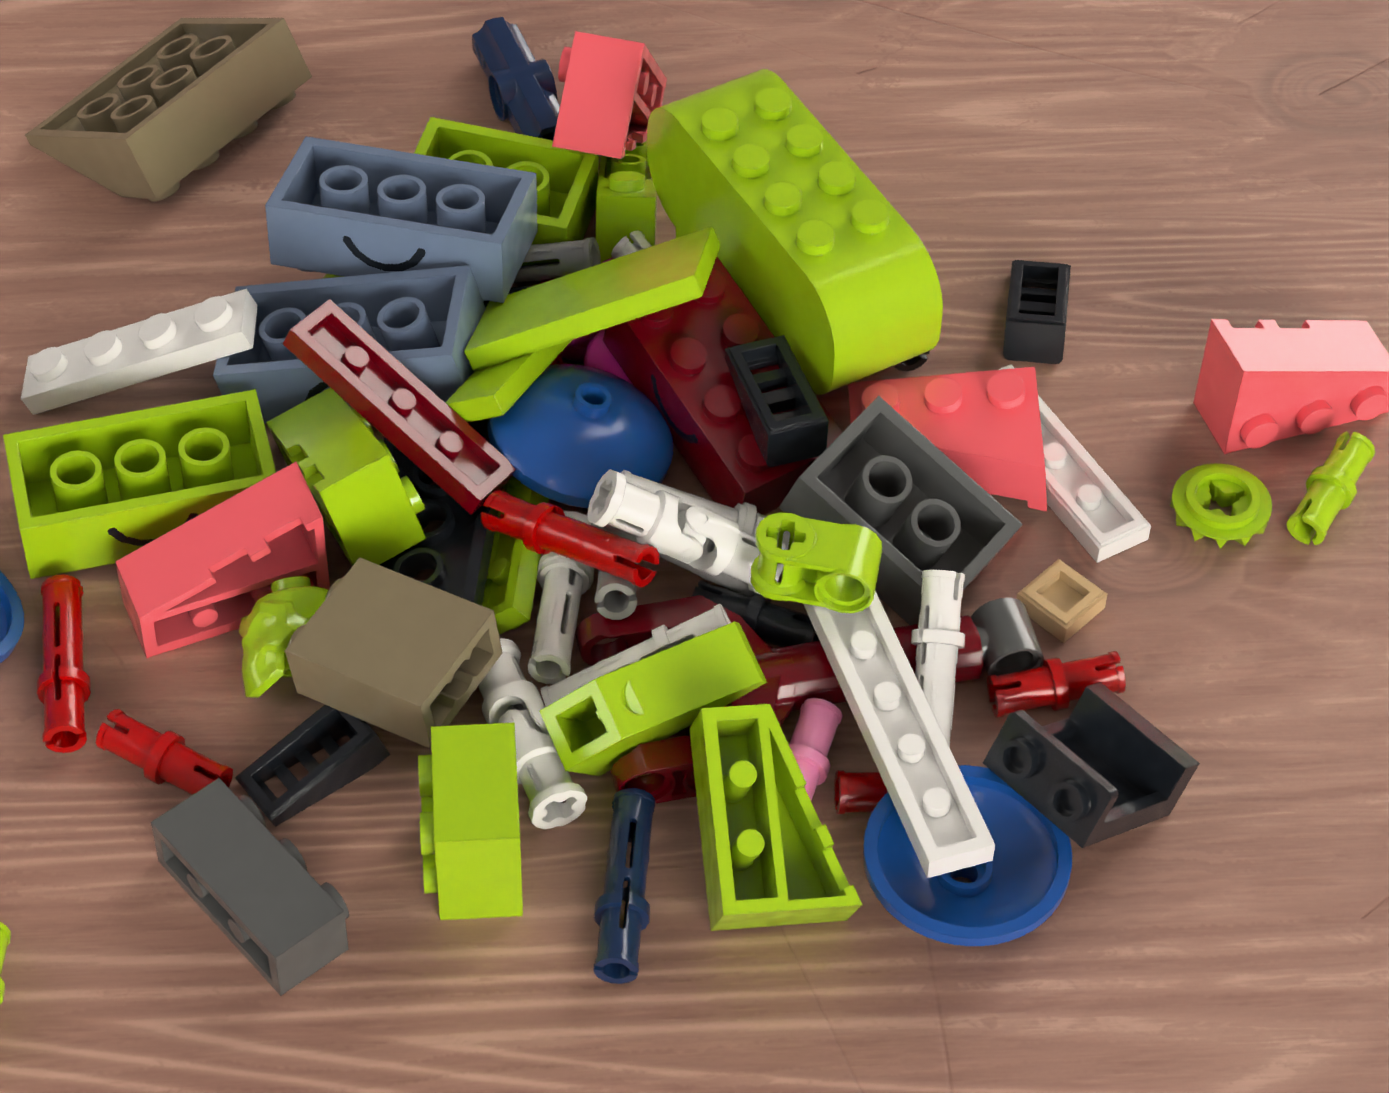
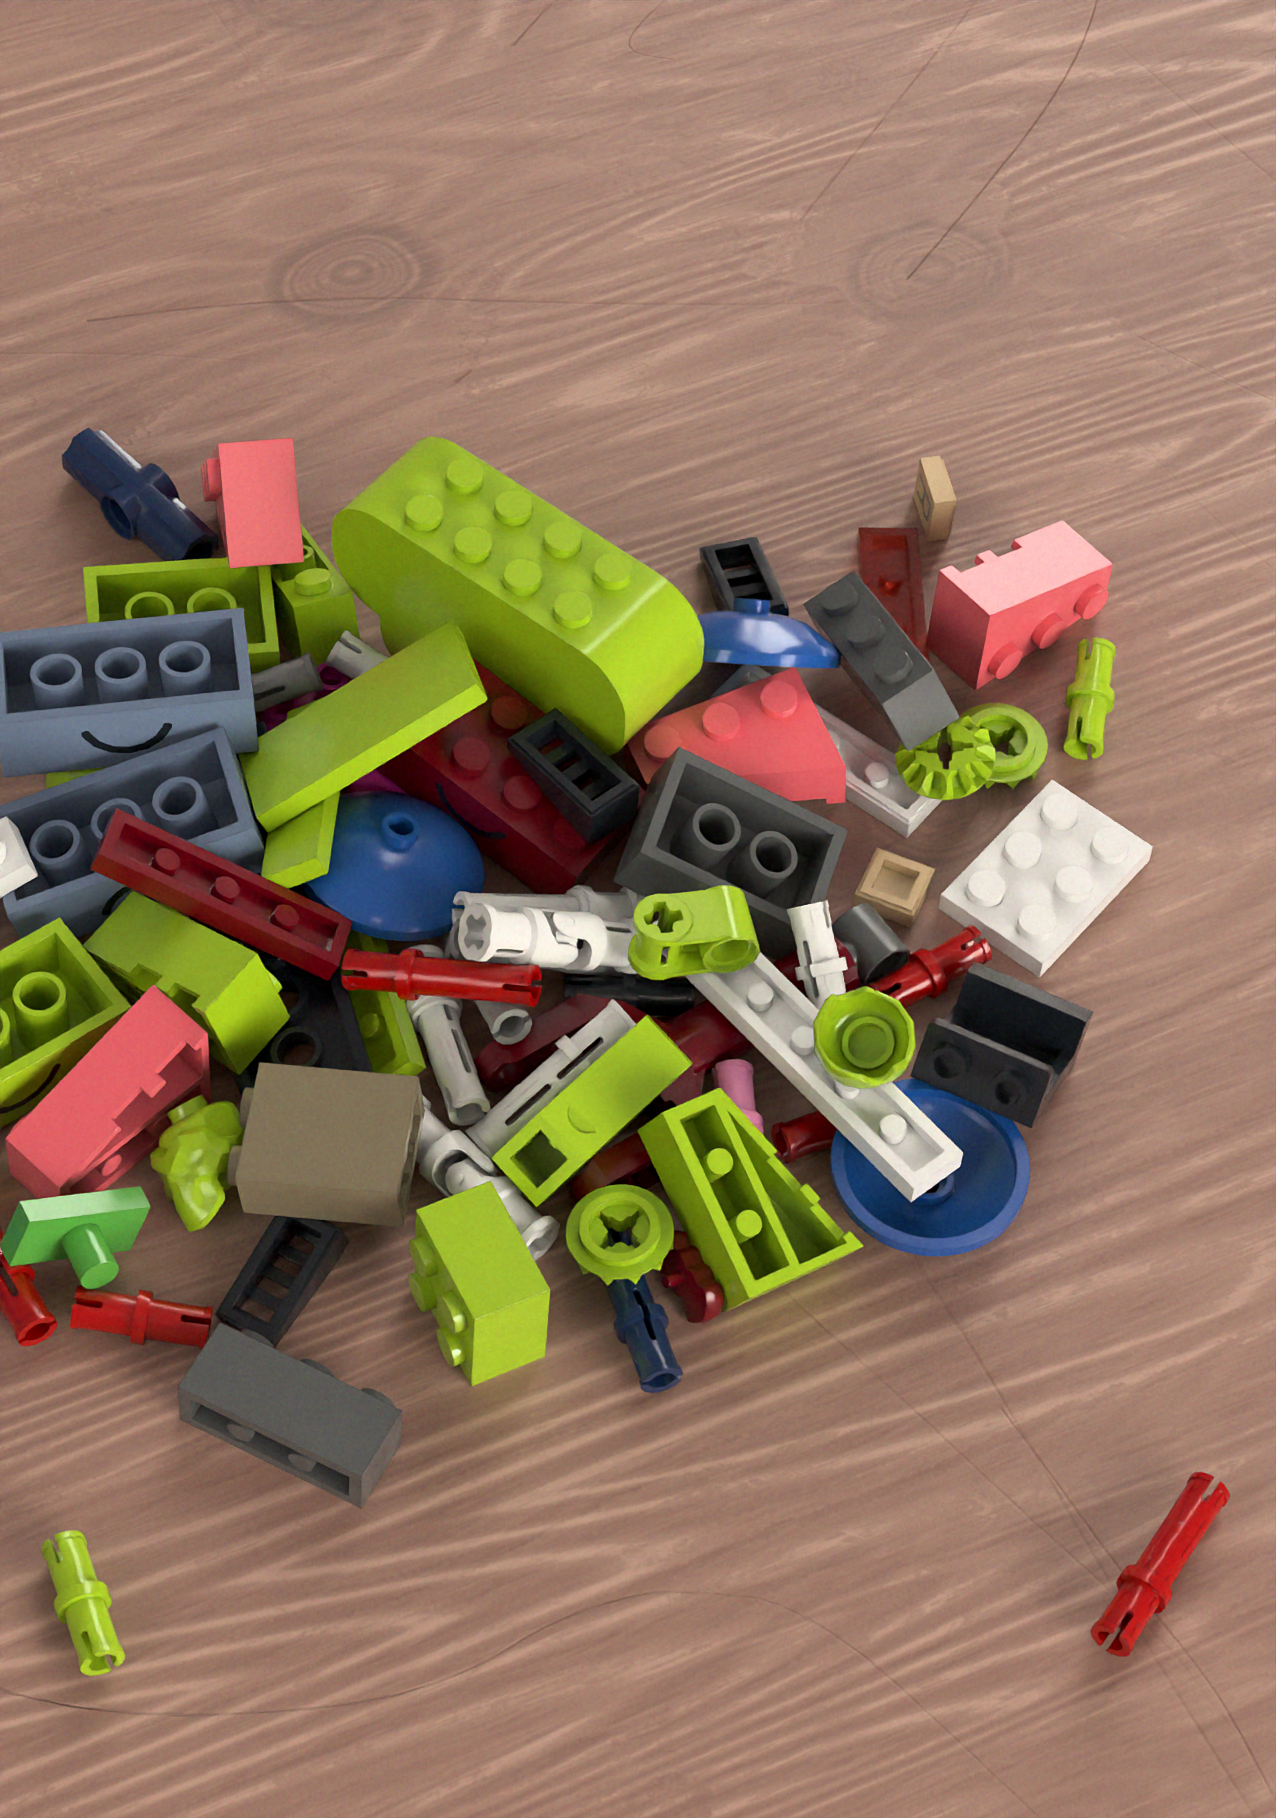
camera: 25 degrees left, 5 degrees up
(138, 660) = (79, 1229): none -> bright green tile
(646, 798) = (619, 1208): none -> lime gear
(689, 884) = (692, 1280): none -> dark red piece
(933, 703) = (863, 1038): none -> lime hair
(1013, 336) = (763, 638): none -> blue dish
(1127, 390) = (882, 661): none -> dark grey brick
(1173, 358) = (893, 573): none -> clear red tile
(1173, 511) = (968, 771): none -> lime gear
(1216, 635) = (1045, 878): none -> white plate
(1255, 275) = (934, 498): none -> tan tile

